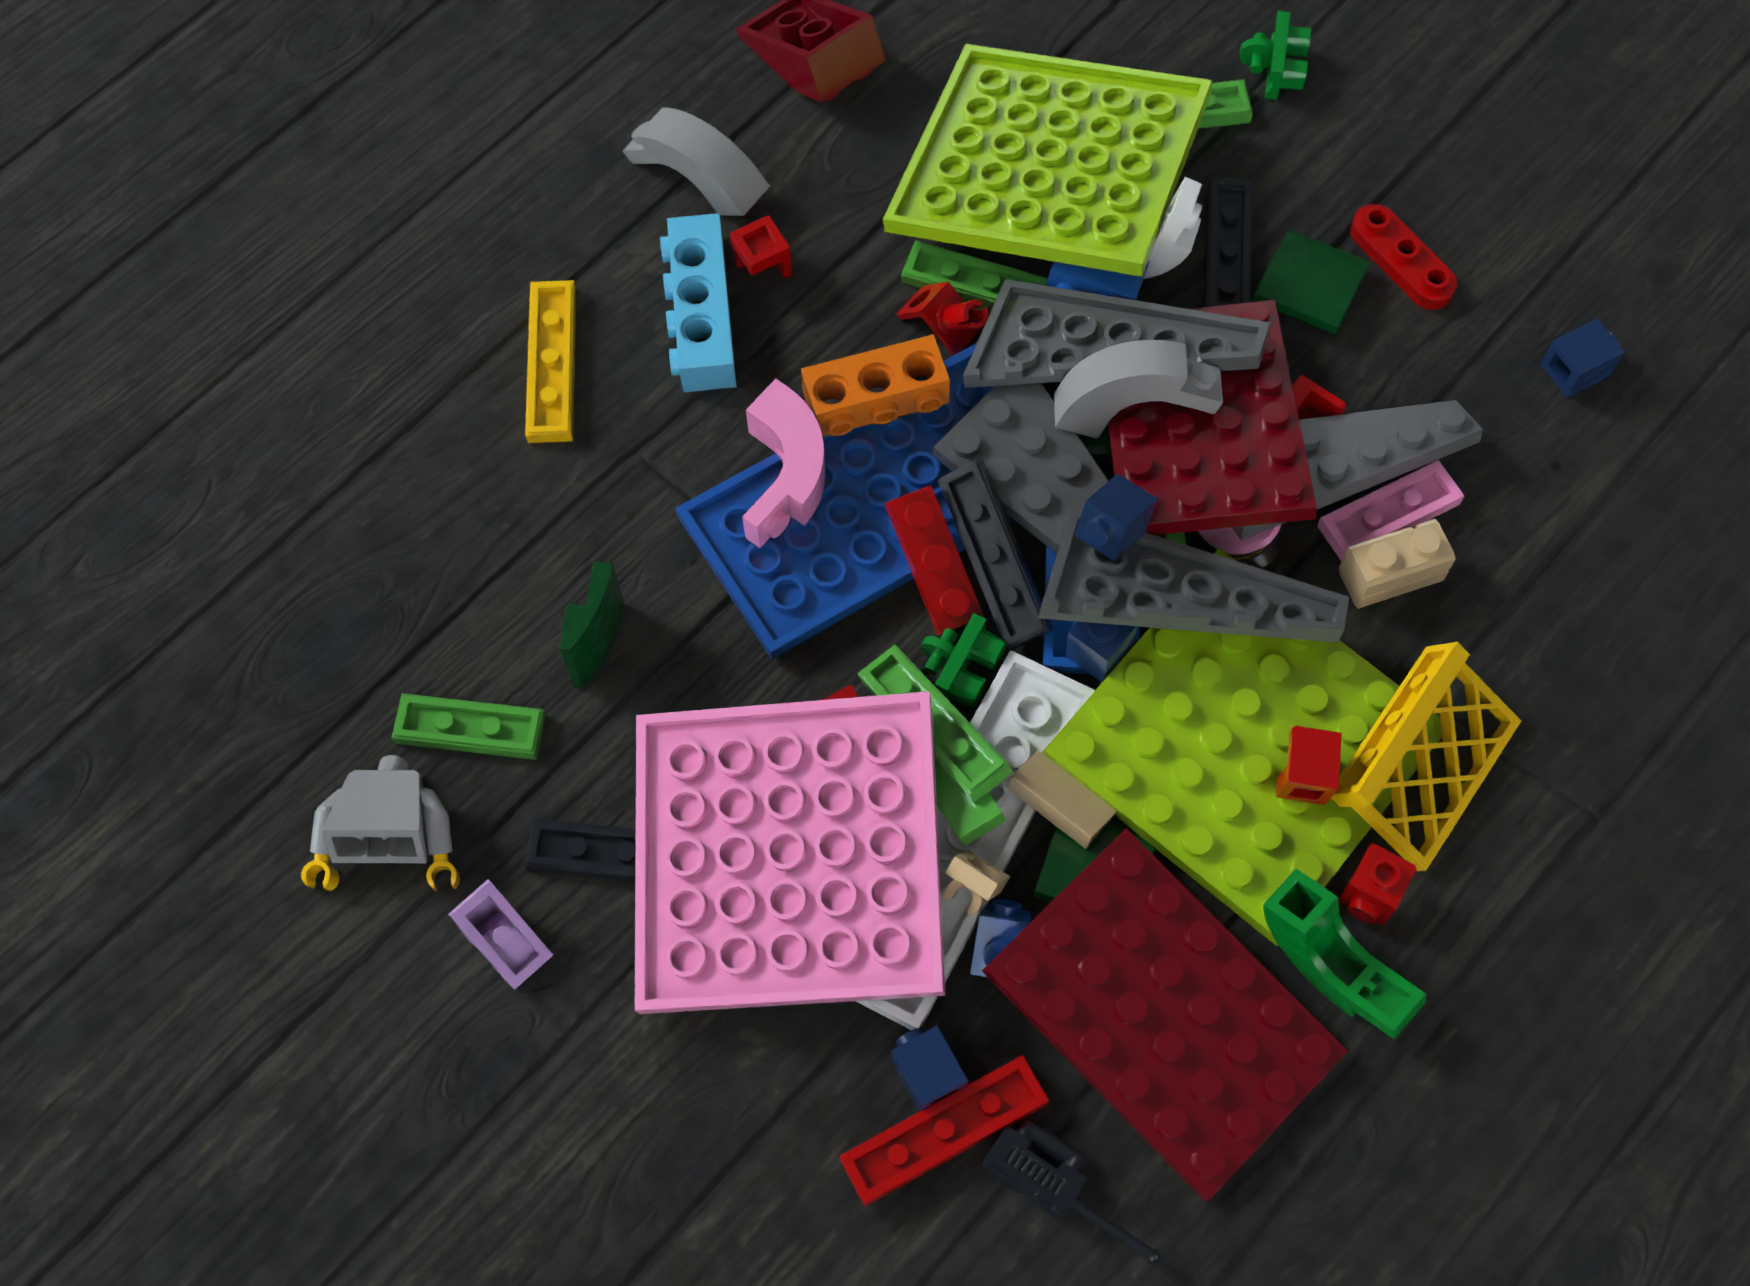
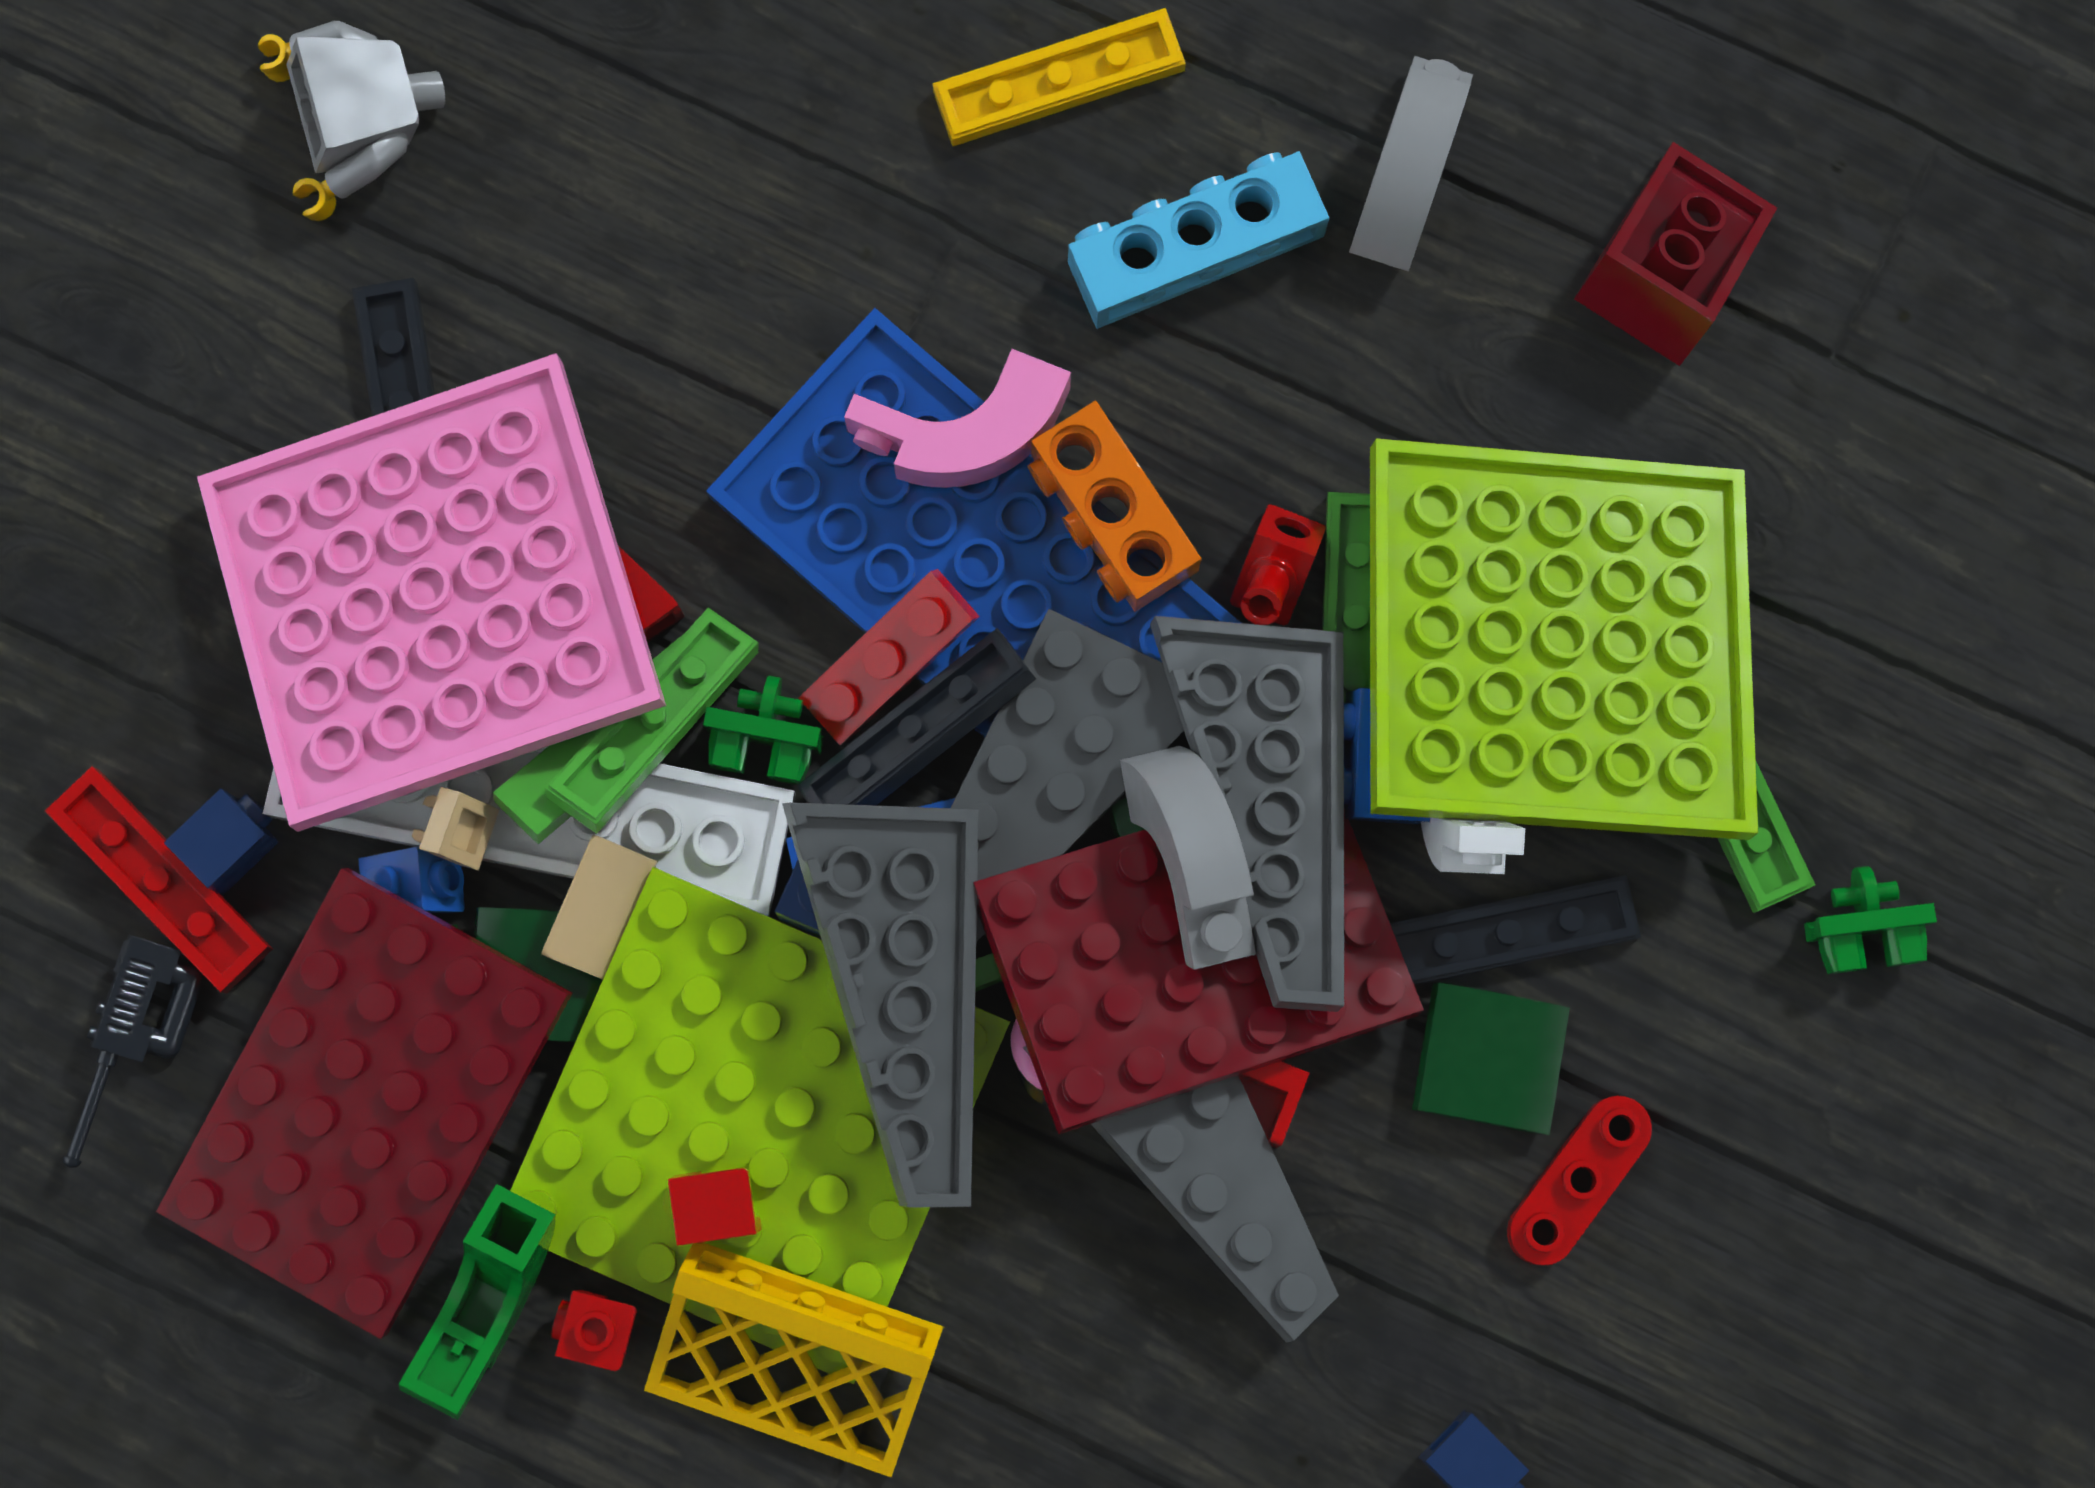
camera: 70 degrees right, 15 degrees up
(469, 726) = (516, 160): bright green tile -> none
(500, 934) = (248, 291): lavender slope -> none
(592, 627) = (683, 265): dark green slope -> none
(760, 247) = (1296, 291): red panel -> none
(1115, 516) = (962, 866): dark blue brick -> none
(1392, 508) = (1150, 1243): bright pink plate -> none
(1396, 563) = (1065, 1265): tan brick -> none

